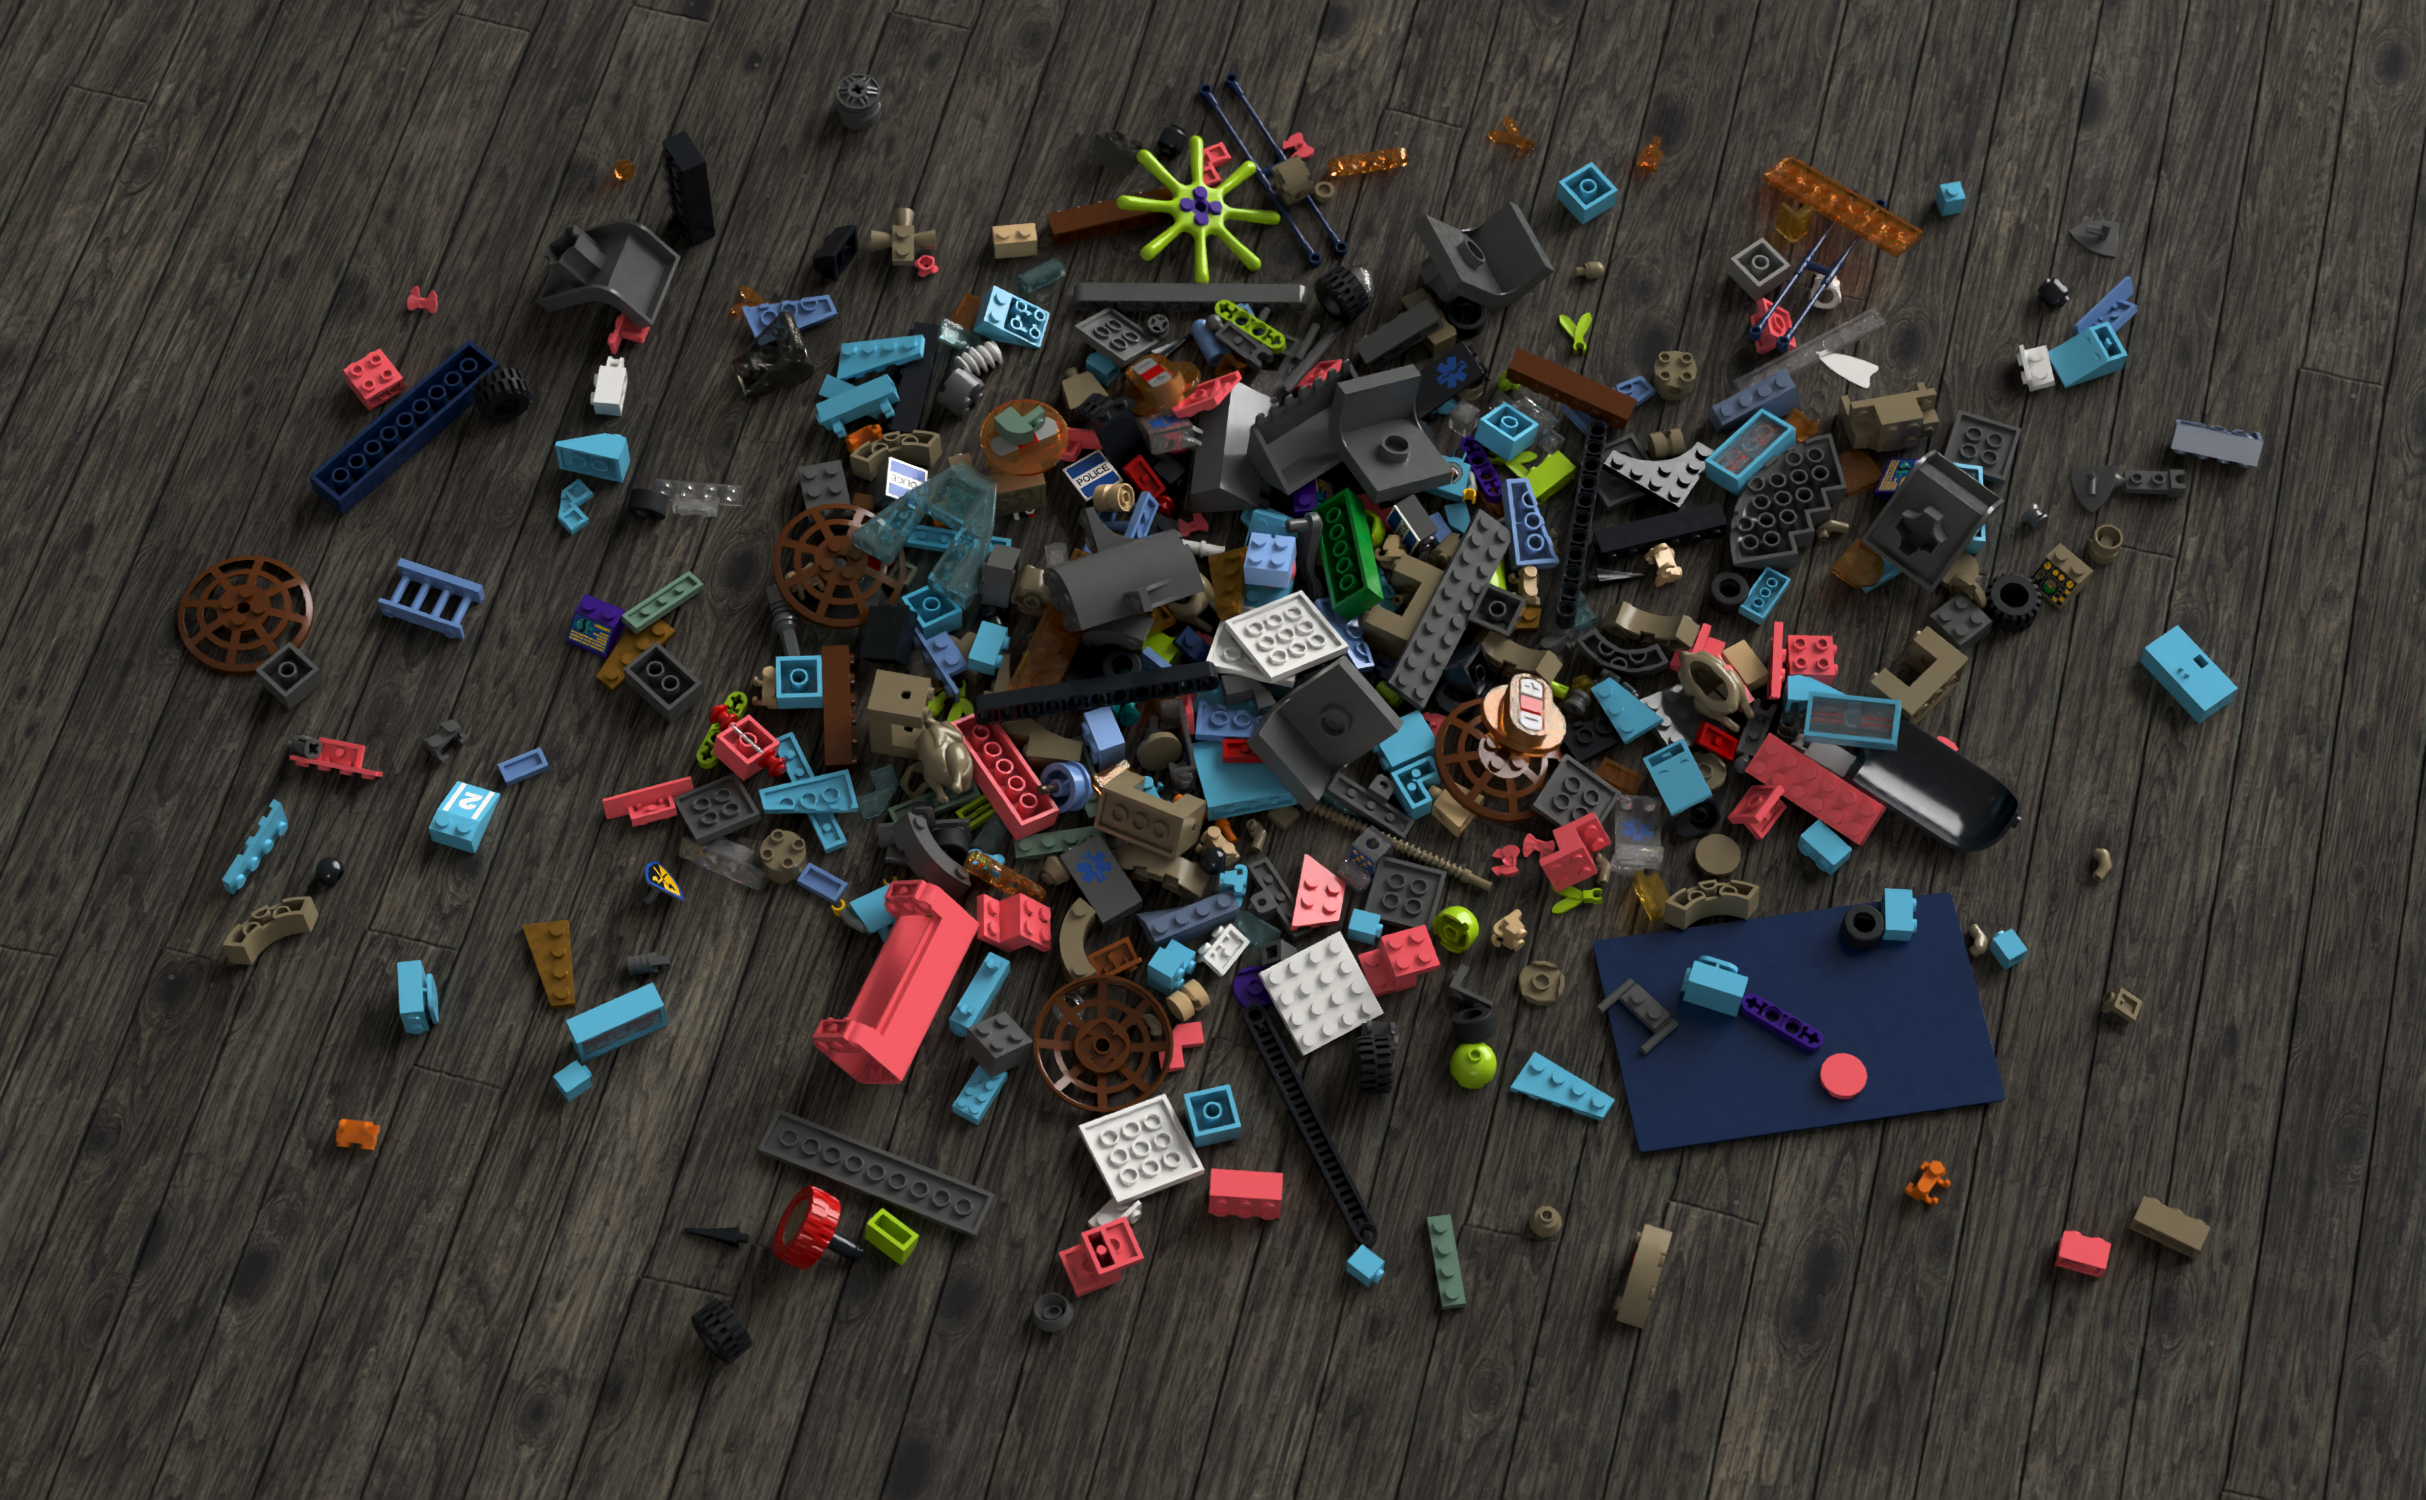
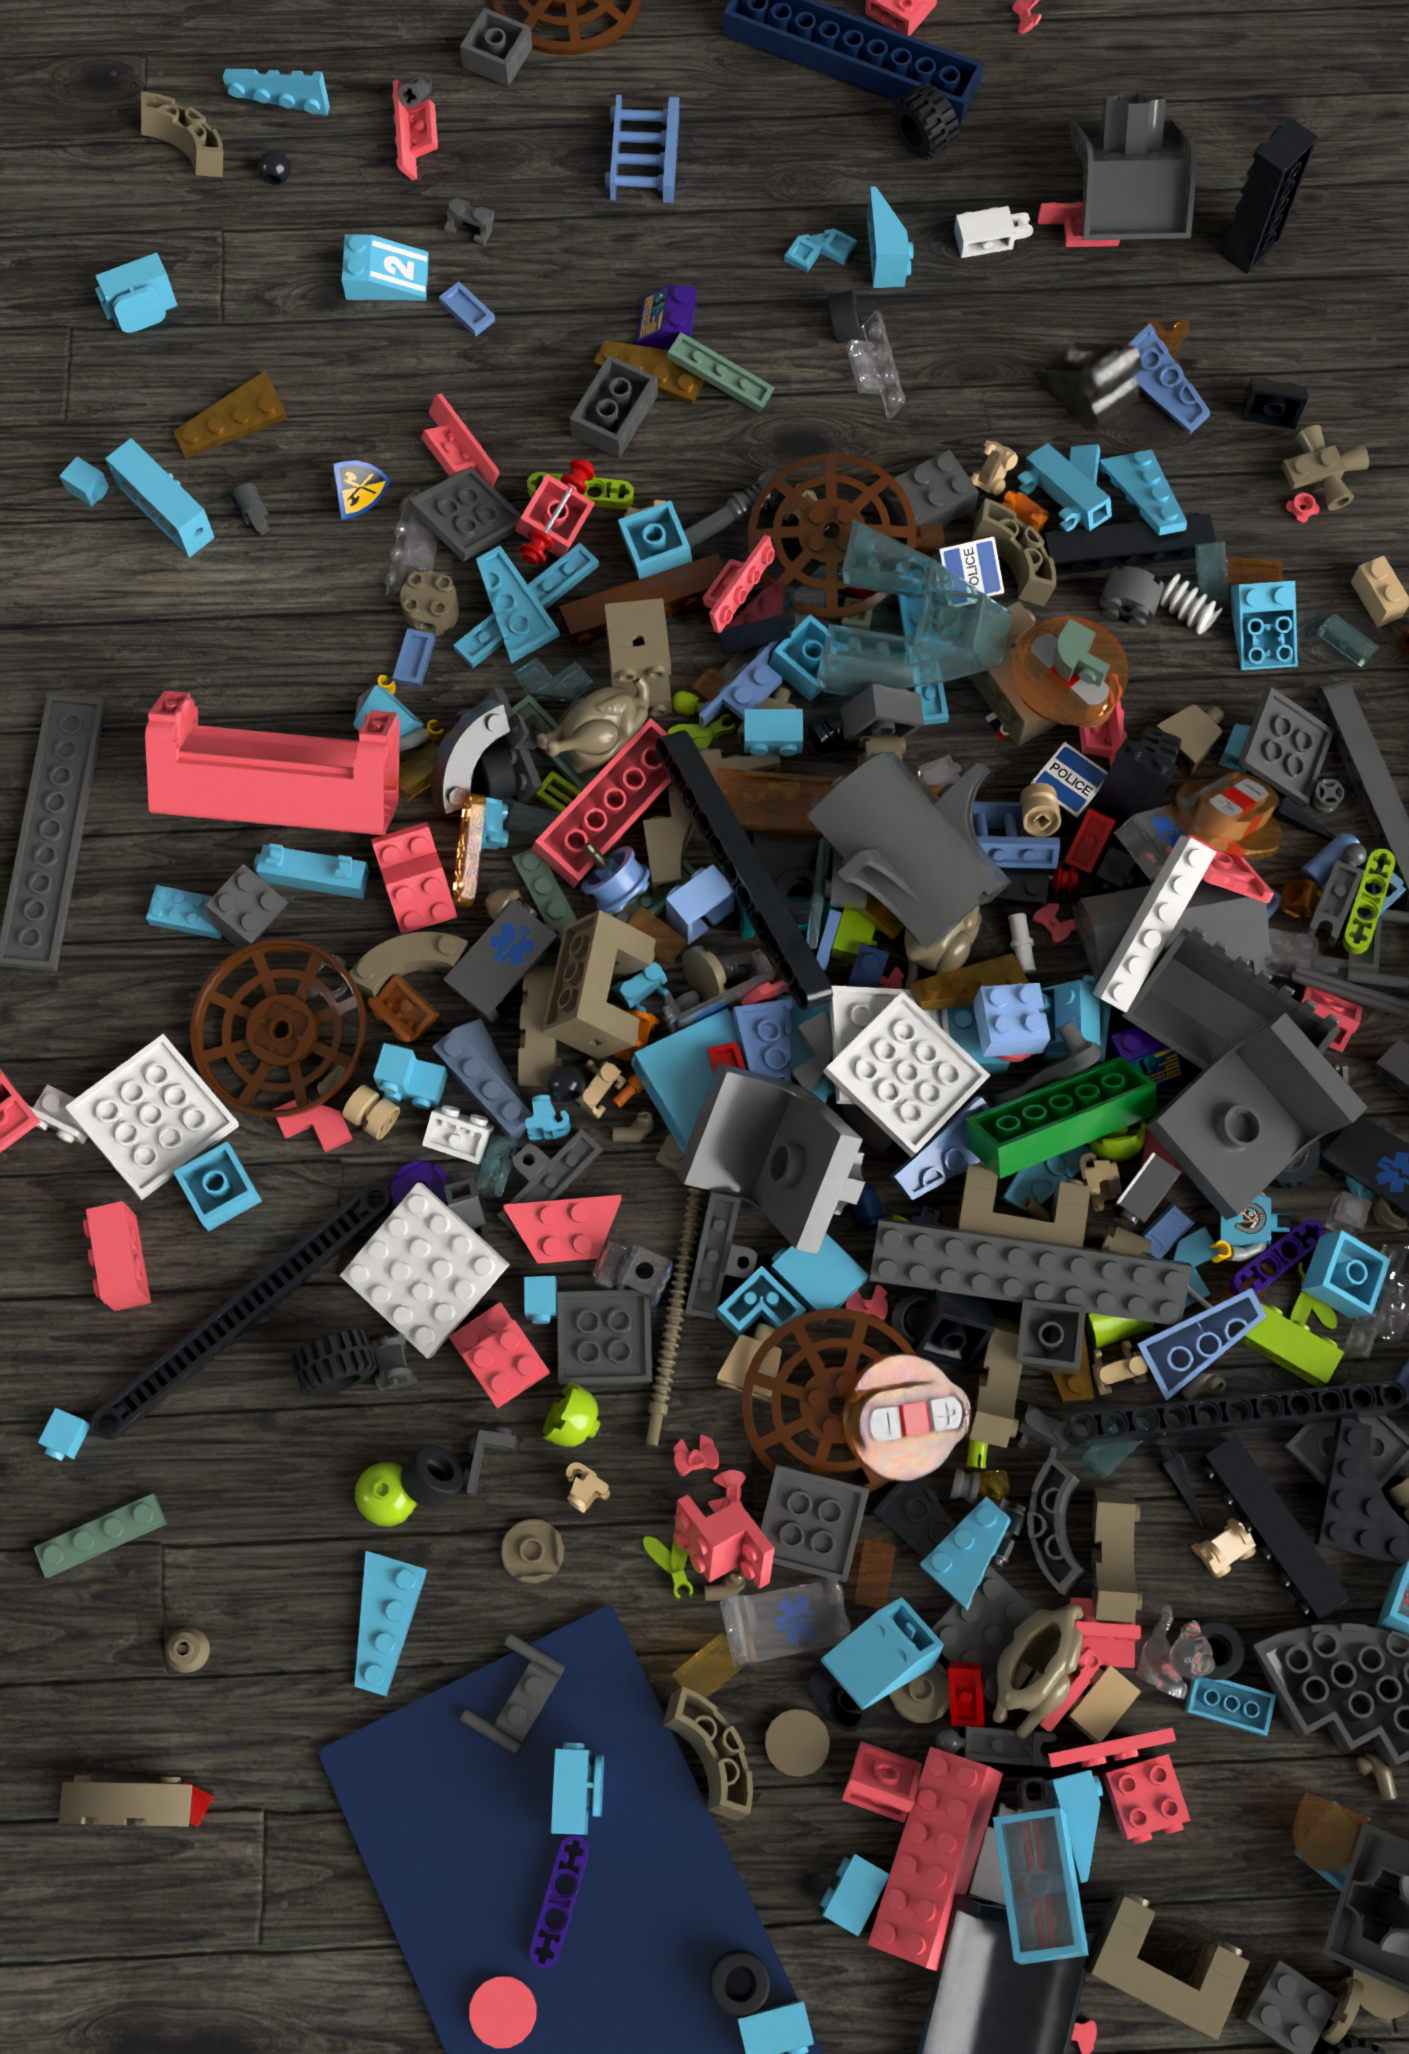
camera: 75 degrees right, 10 degrees up
(821, 444) = (995, 468): none -> tan piece
(860, 640) = (735, 583): none -> coral bracket
(1132, 653) = (818, 893): none -> clear light blue bar
(1234, 448) = (1154, 923): none -> white brick
(1730, 600) = (1166, 1665): none -> clear animal

